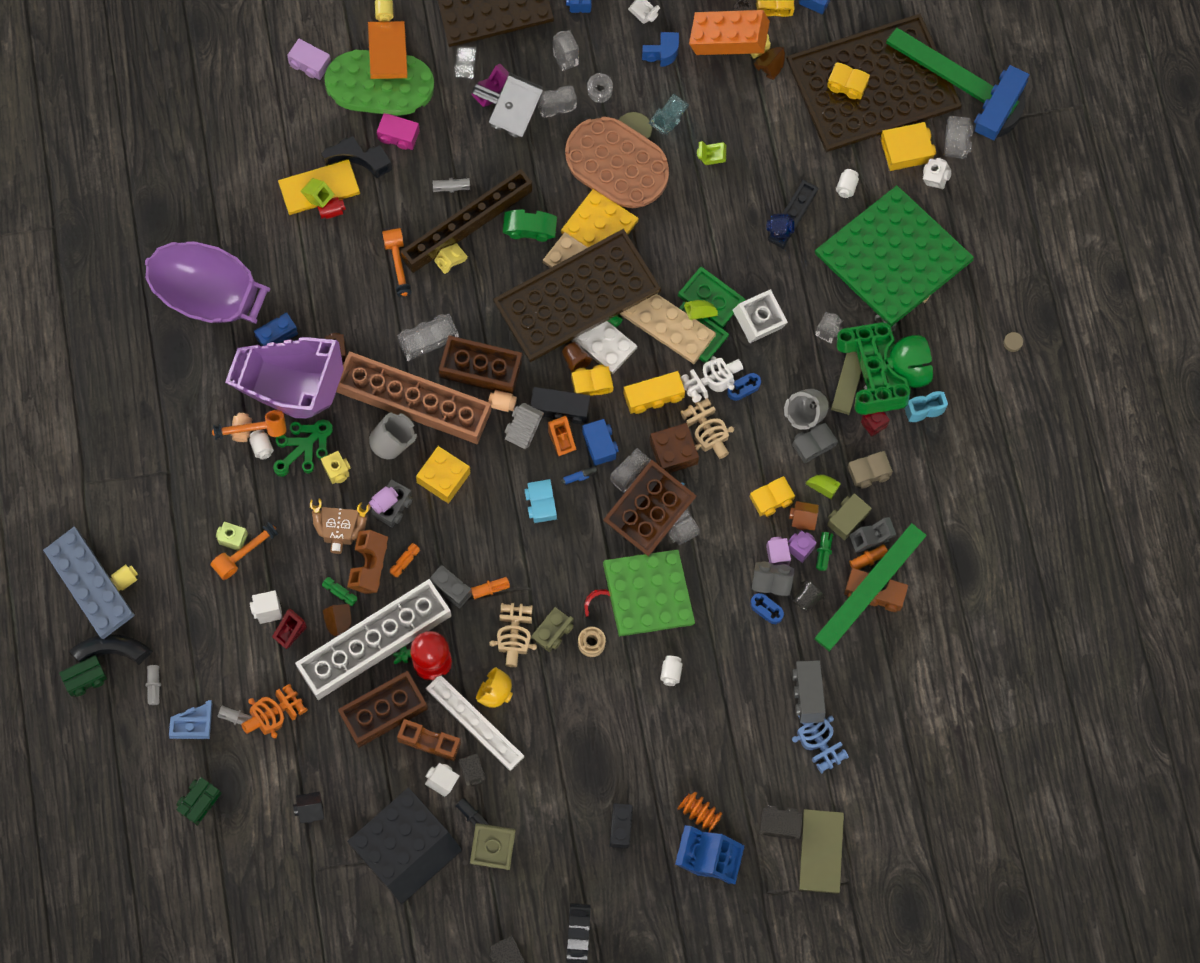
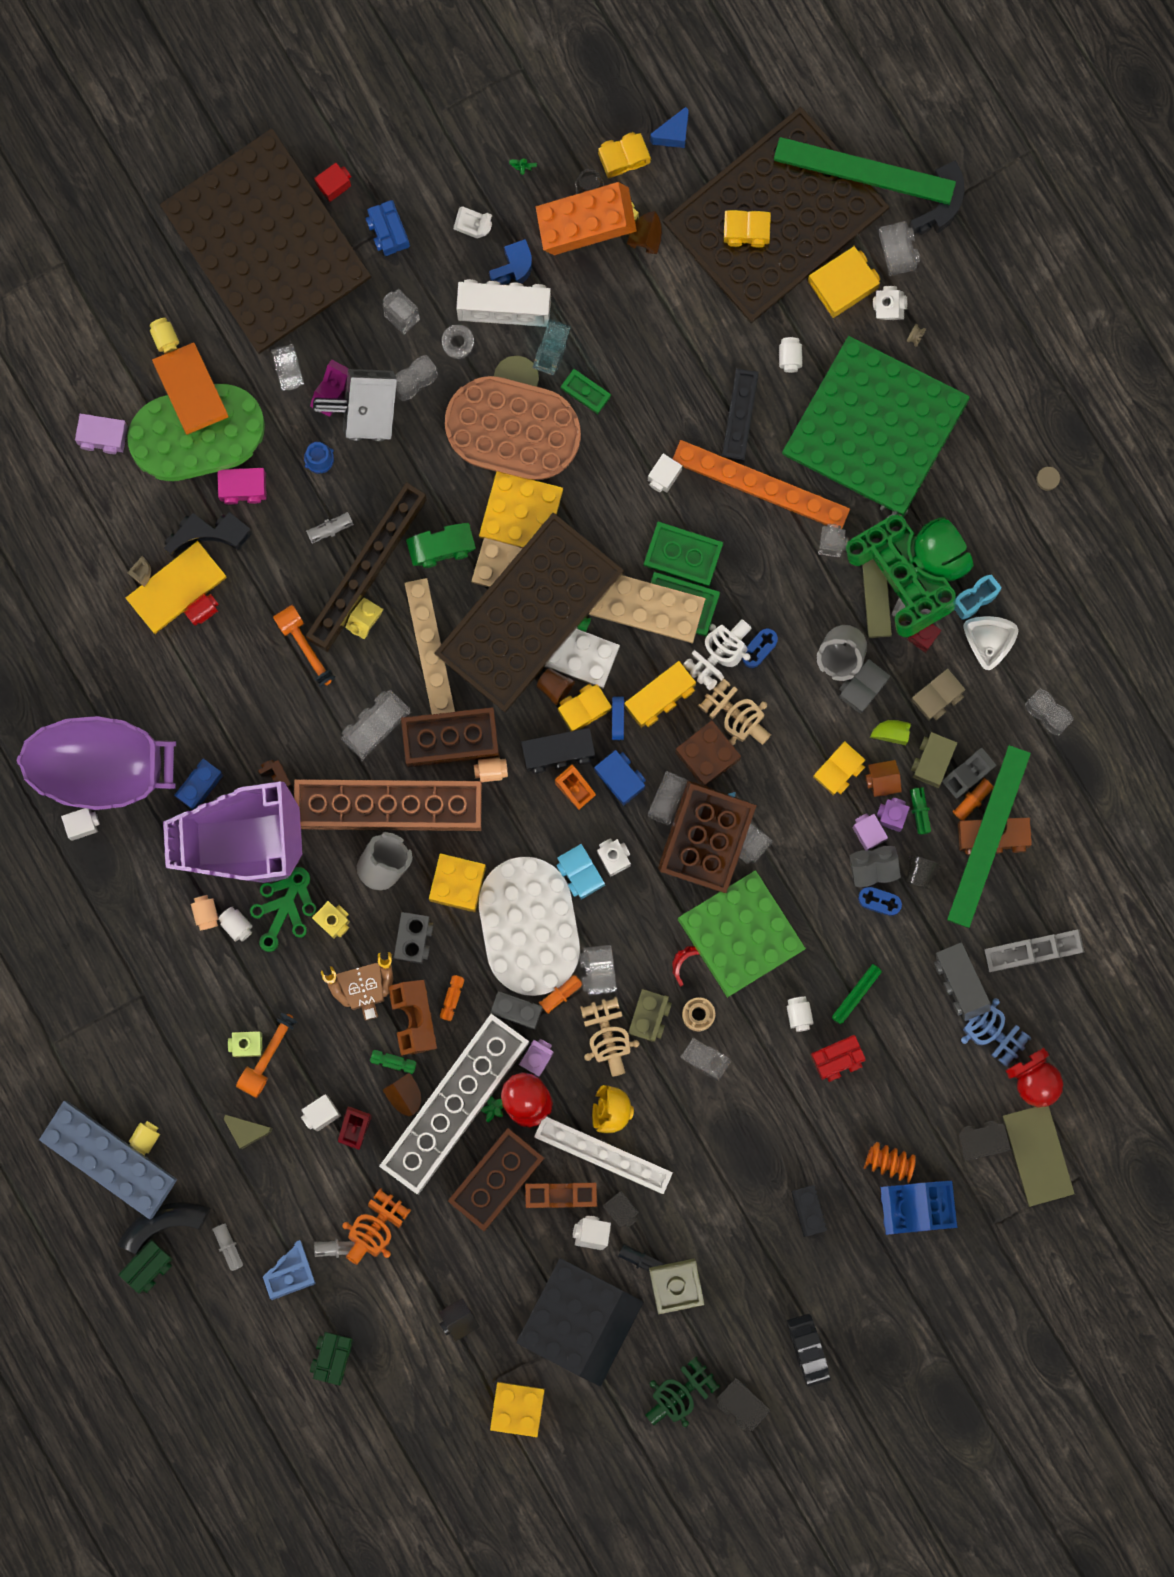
camera: 15 degrees left, 10 degrees up
(174, 328) = (80, 823): none -> white brick
(204, 602) = (245, 1131): none -> olive slope
(273, 422) = (241, 895): orange piece -> none
(297, 166) = (141, 571): none -> dark tan tile
(317, 192) = (180, 599): lime brick -> none
(327, 895) = (517, 1409): none -> yellow brick
(383, 500) = (404, 941): lavender brick -> none
(444, 940) = (662, 1408): none -> dark green torso
(453, 628) = (537, 1057): none -> lavender bracket
(463, 132) = (318, 458): none -> blue piece
(485, 528) = (529, 926): none -> white plate
(492, 288) = (428, 642): none -> tan plate
(523, 425) = (528, 791): light grey brick -> none
(526, 580) = (599, 970): none -> clear brick
(571, 499) = (614, 856): none -> white brick
(581, 475) = (613, 824): piece -> none
(584, 677) = (706, 1059): none -> clear brick
(614, 398) = (617, 718): none -> blue beam
(644, 71) = (503, 303): none -> white brick
(682, 156) = (585, 391): none -> green plate
(689, 715) = (838, 1057): none -> red brick
(700, 309) = (677, 577): lime brick -> none
(712, 153) = (619, 375): lime bracket -> none
(719, 234) = (664, 474): none -> white brick
(722, 672) = (856, 994): none -> green axle
(760, 316) = (748, 559): white brick -> none
(780, 225) = (732, 438): clear blue head -> none
(788, 268) = (760, 485): none -> orange plate
(841, 789) = (1037, 1080): none -> red tile
(875, 690) = (1034, 950): none -> light grey slope
(926, 442) = (990, 639): none -> white hat
(948, 202) = (915, 335): none -> dark tan bush
(955, 516) = (1054, 716): none -> clear brick
(1001, 103) = (937, 192): blue brick -> none

